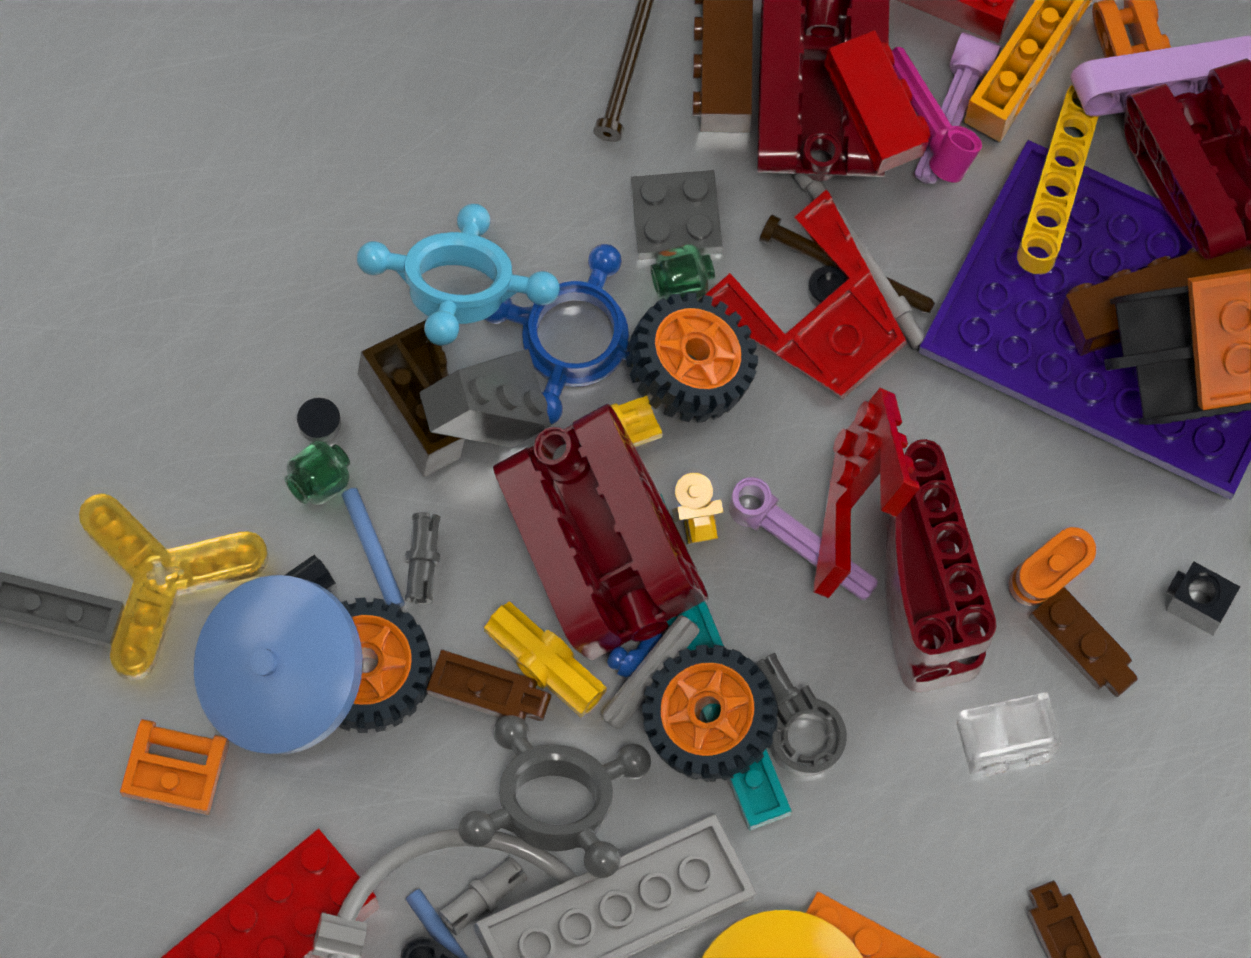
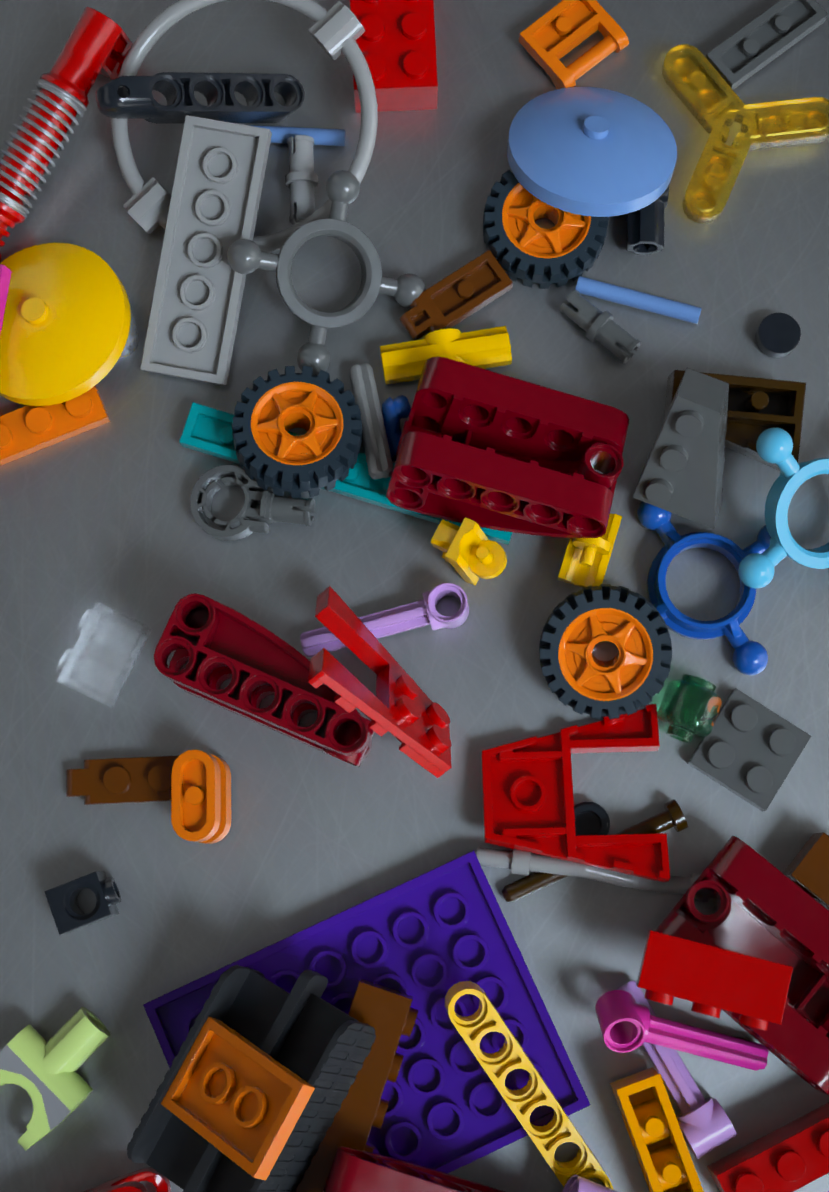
camera: 130 degrees right, 10 degrees up
(317, 473) = (731, 295): clear green head -> none

